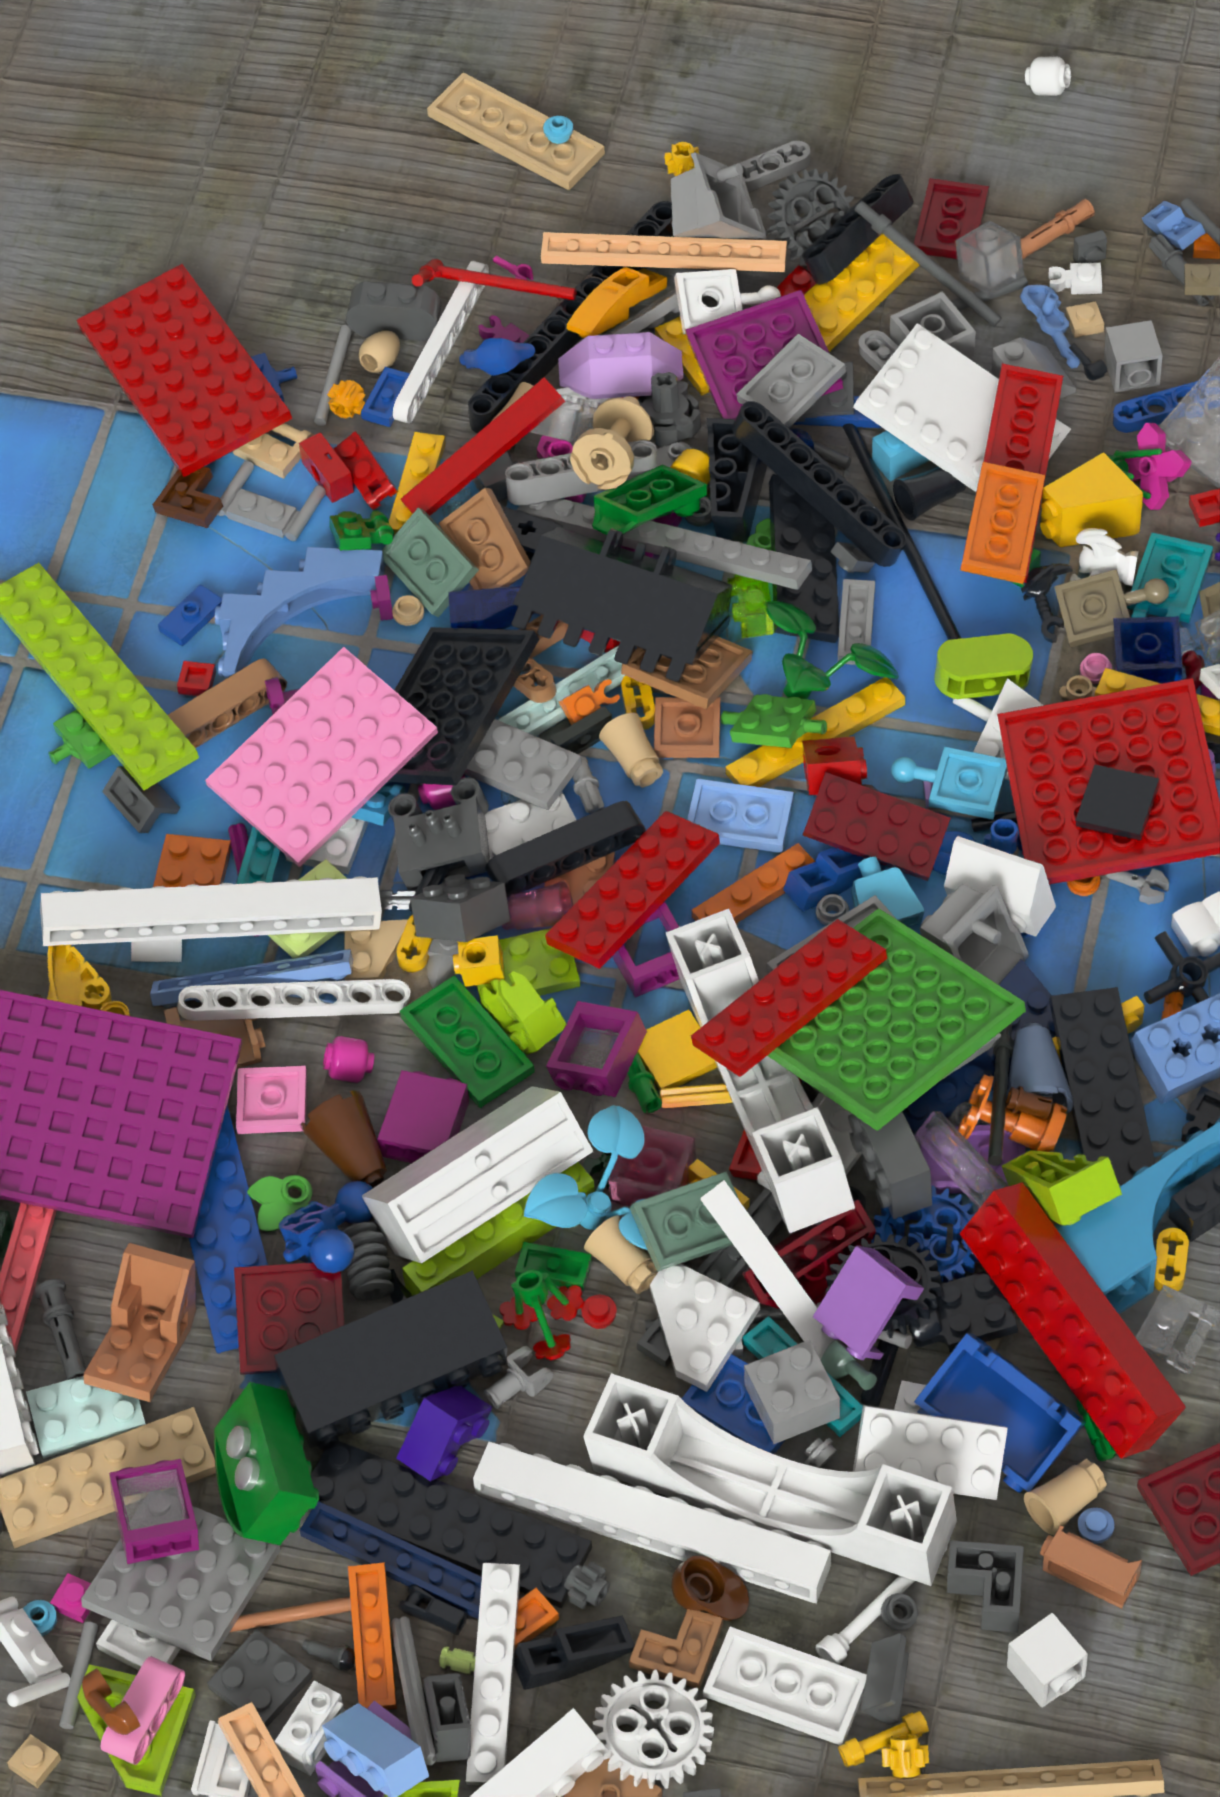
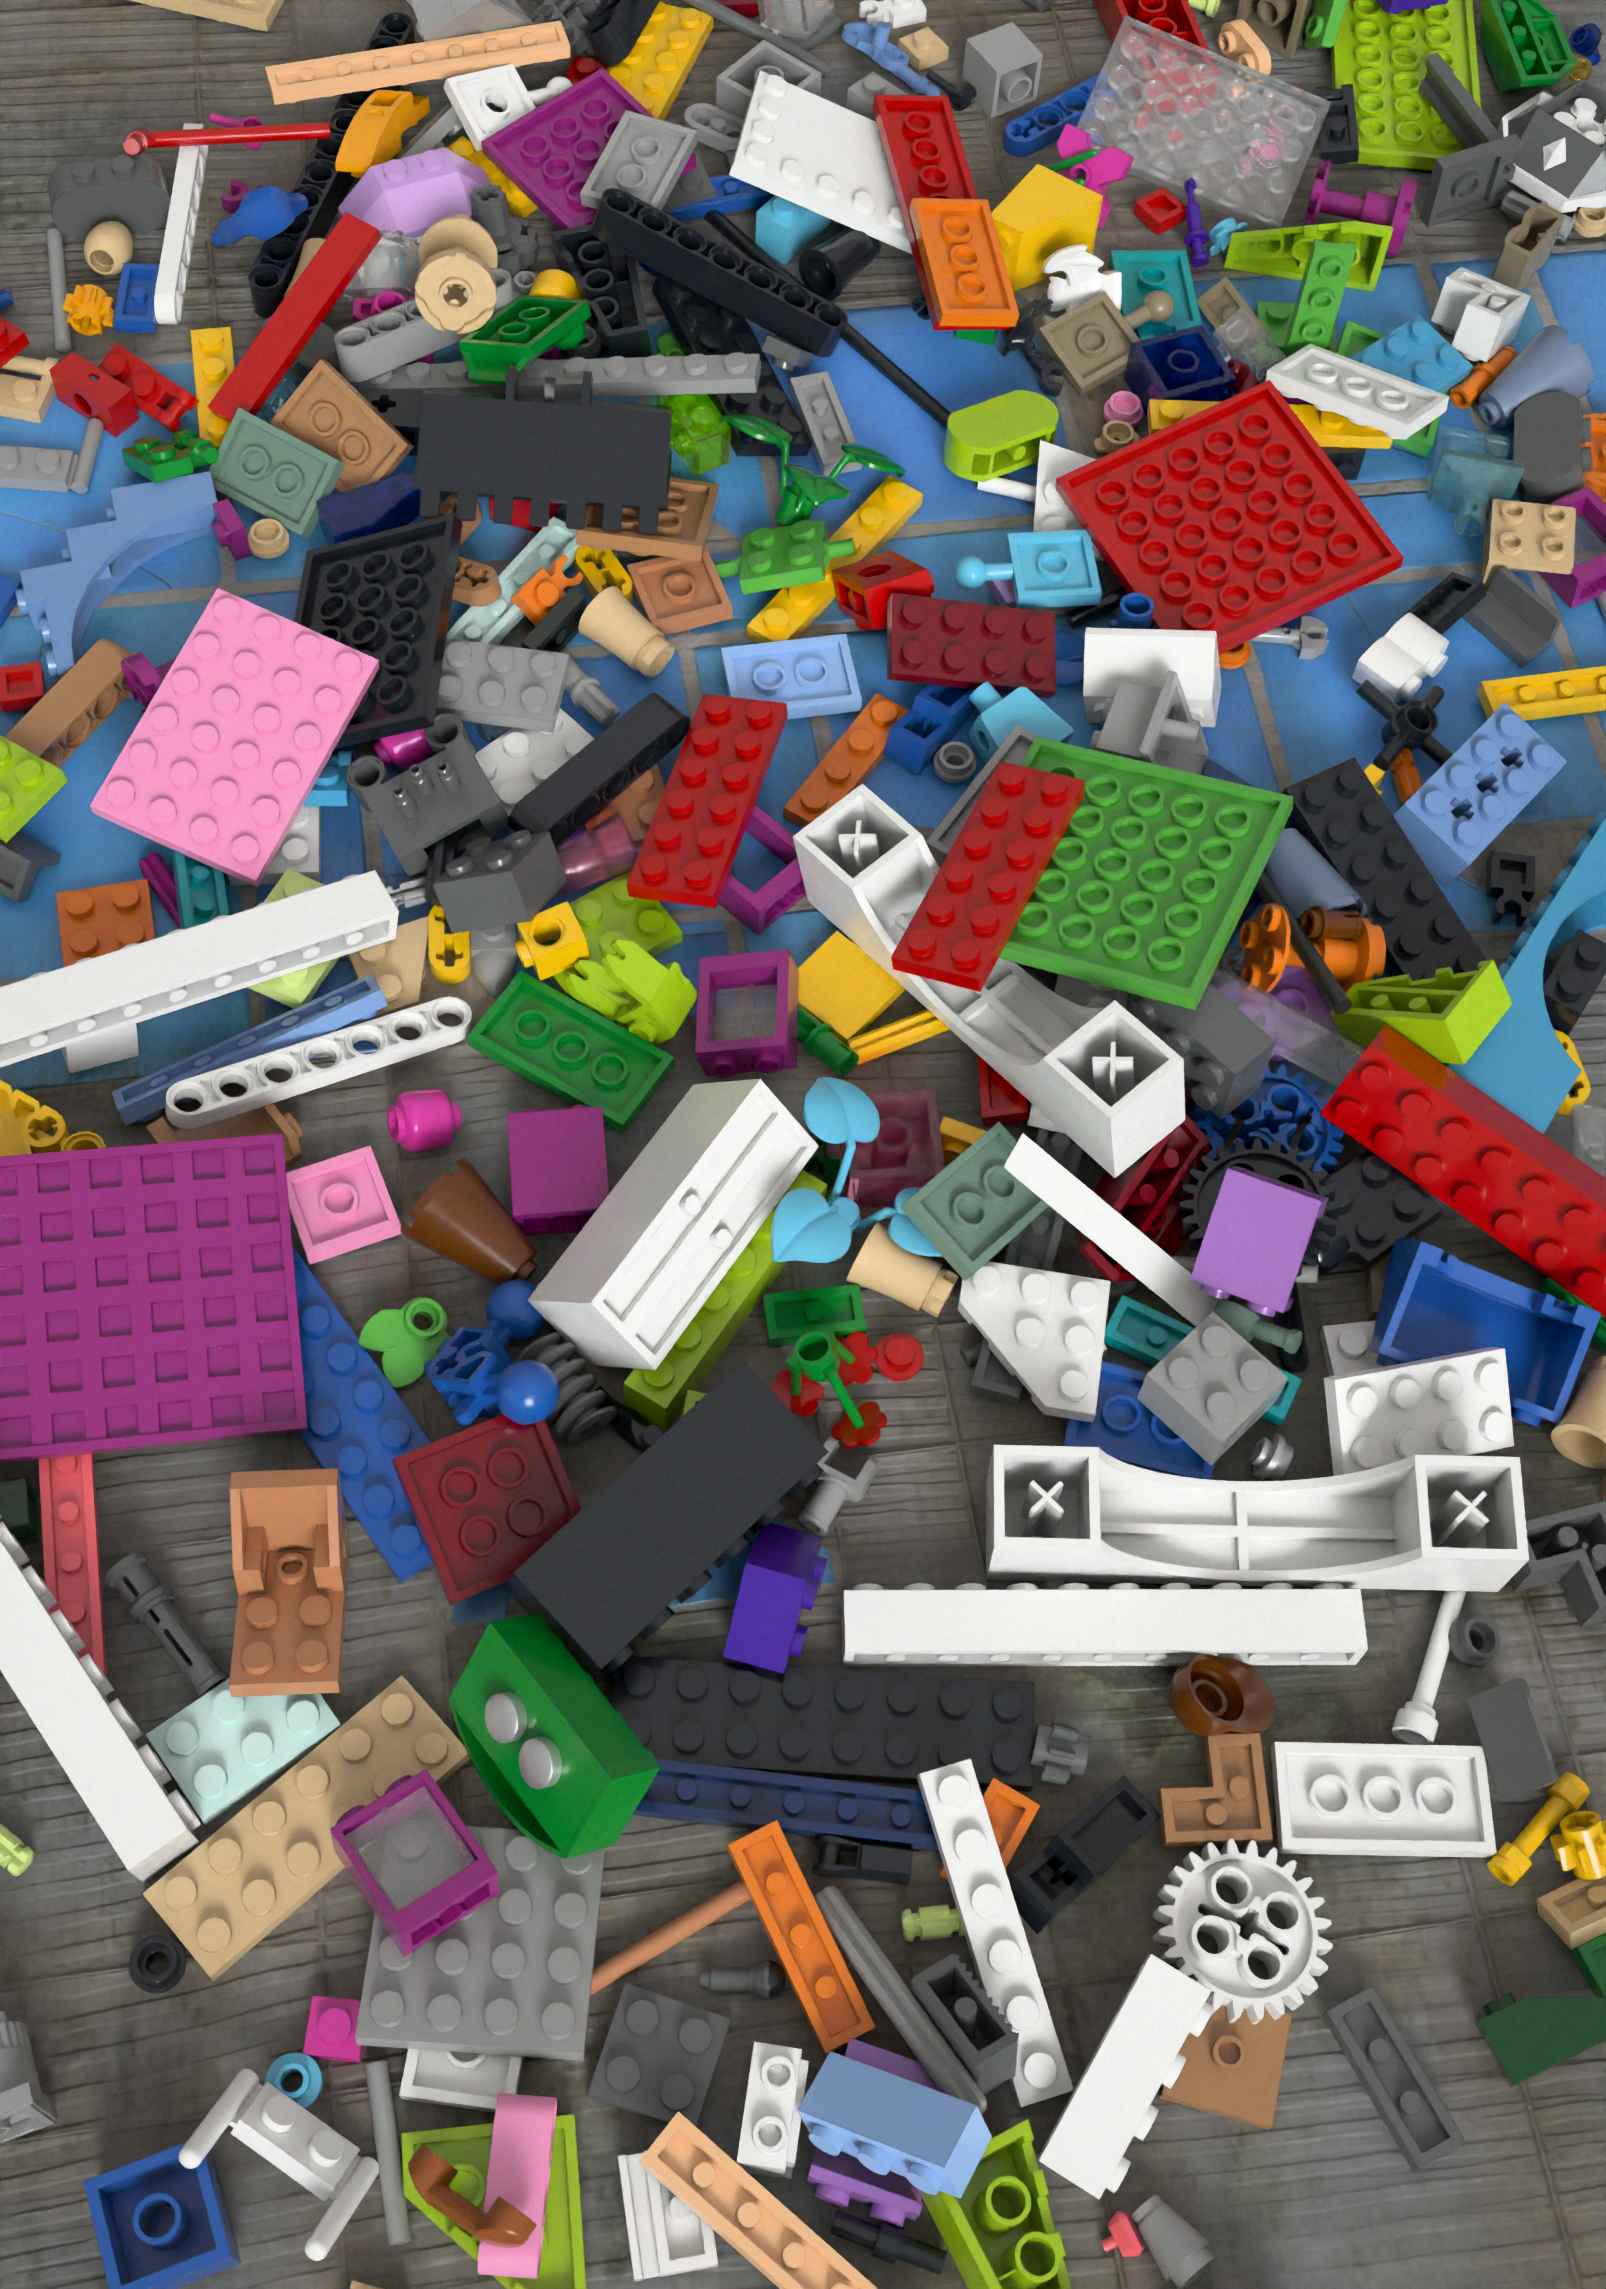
camera: 30 degrees left, 5 degrees up
(1117, 802) = (1252, 541): black tile -> none

